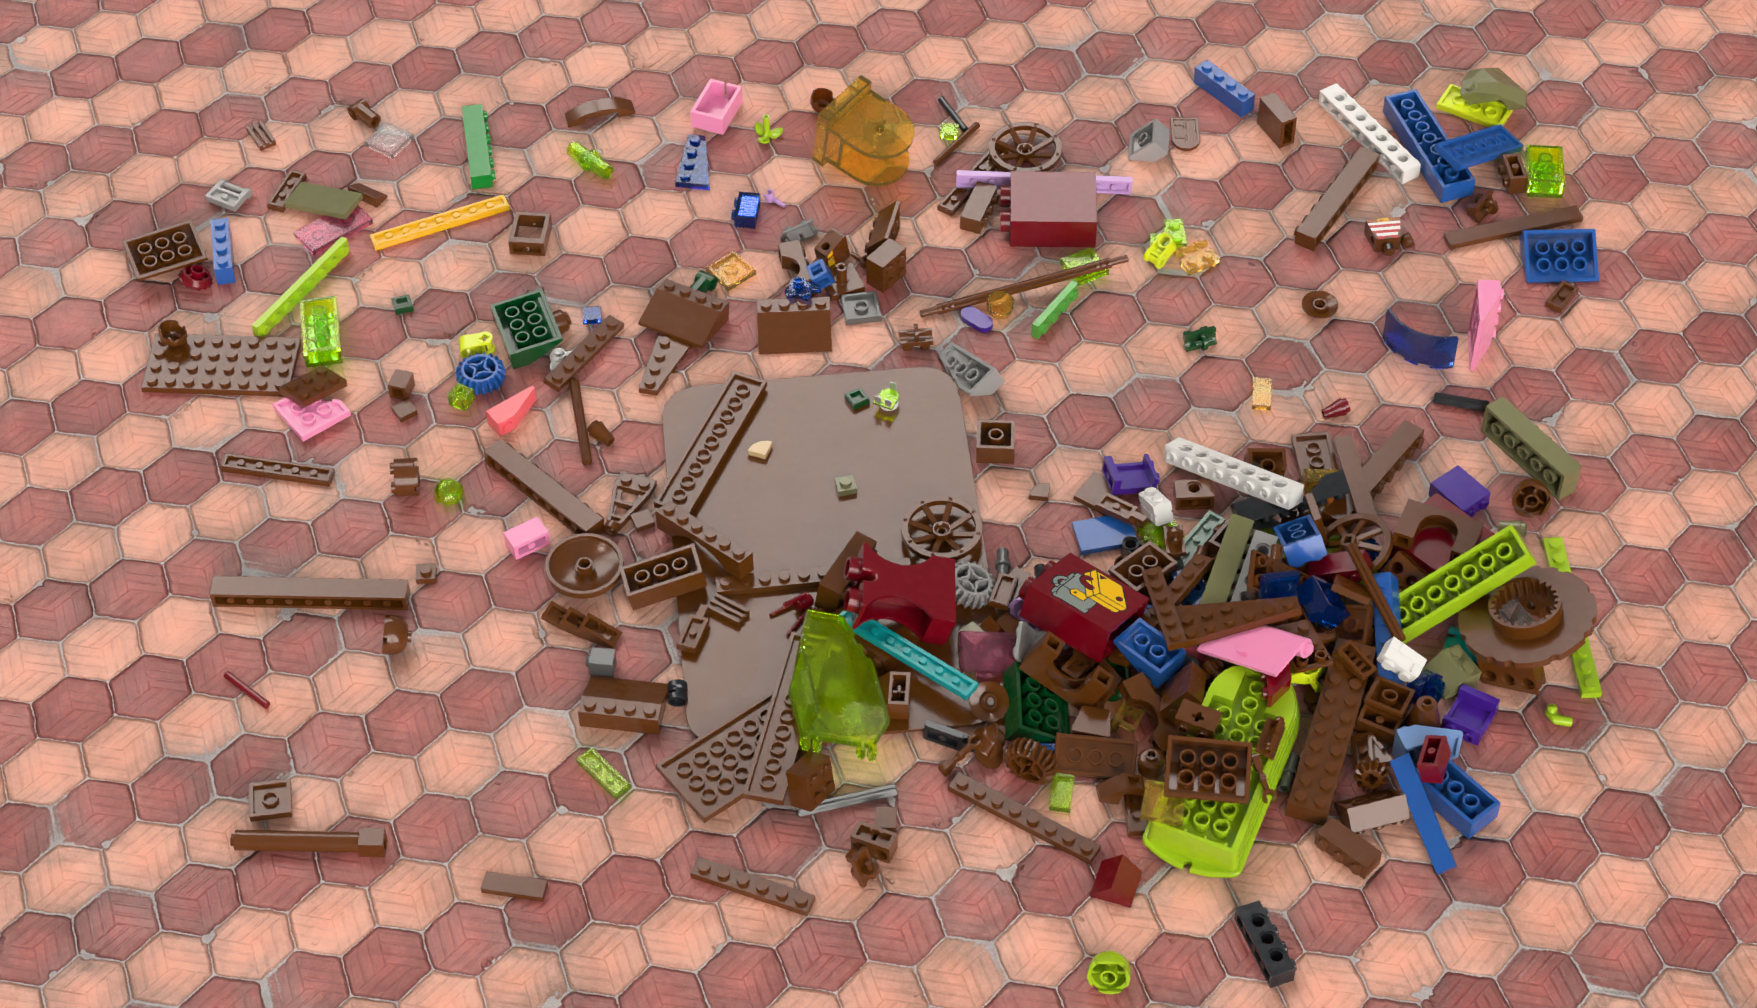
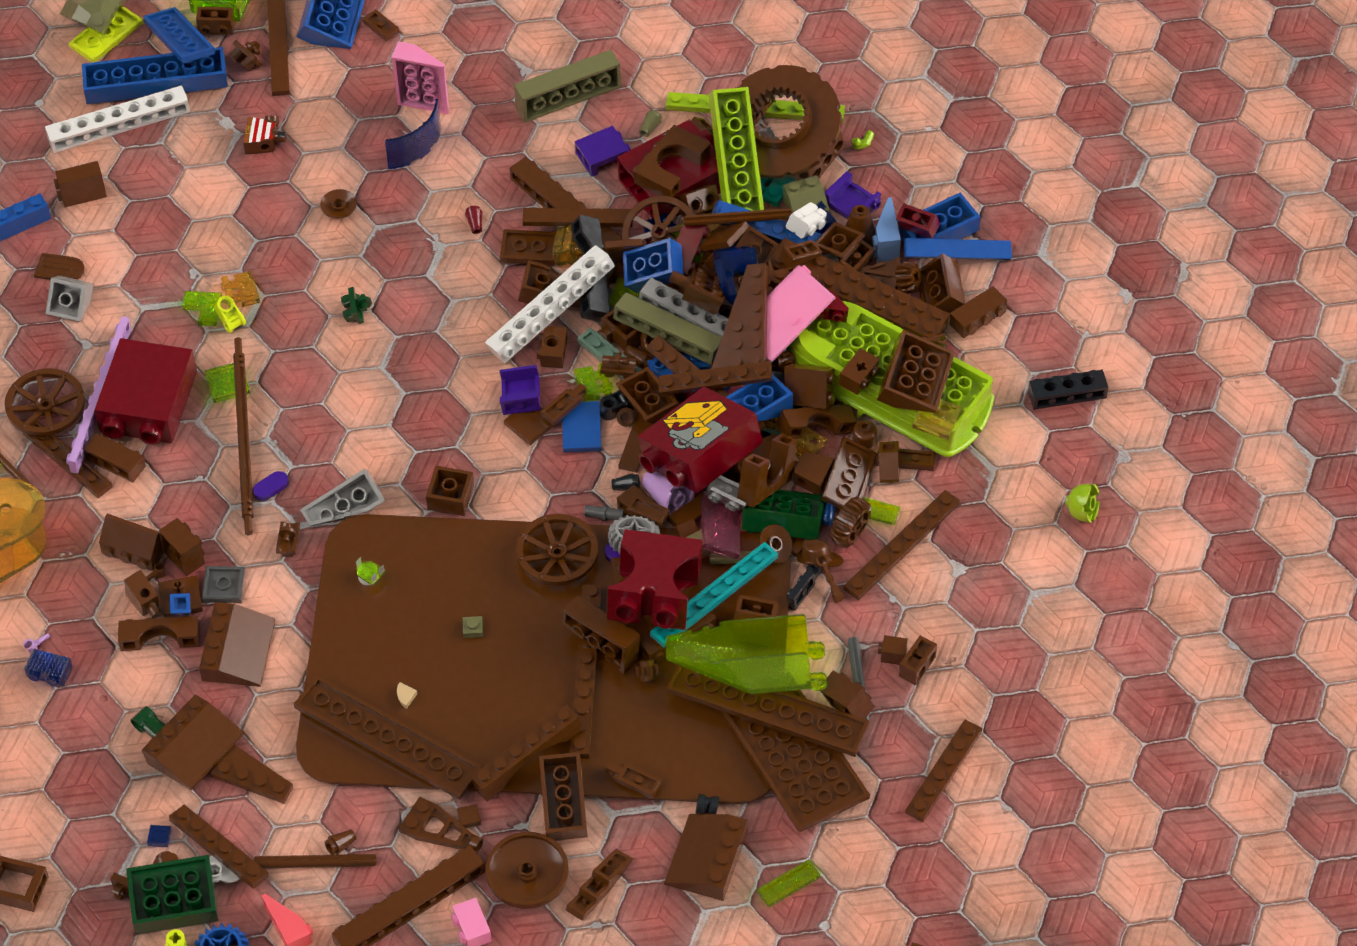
camera: 80 degrees left, 5 degrees up
(601, 662) = (653, 868): dark grey brick -> none
(729, 607) = (616, 742): reddish brown tile -> none
(731, 270) = (131, 696): clear yellow tile -> none
(801, 603) = (620, 681): dark red plant -> none
(802, 288) = (200, 623): clear blue plate -> none
(803, 228) = (94, 618): light grey hinge -> none
(857, 398) = (357, 601): dark green tile -> none
(862, 865) = (945, 673): reddish brown hips -> none
(1000, 305) = (263, 460): clear yellow hair -> none
(1040, 492) = (517, 468): tile -> none
(1052, 312) = (280, 415): bright green plate -> none
(1116, 881) = (983, 487): dark red slope -> none
(1156, 506) = (568, 374): white brick -> none
(1261, 393) = (436, 273): clear yellow tile -> none
(1270, 737) = (891, 327): reddish brown hinge -> none
(1336, 199) = (200, 162): brick -> none
(1460, 401) = (488, 127): black axle -> none
(1531, 498) = (621, 100): reddish brown cylinder -> none

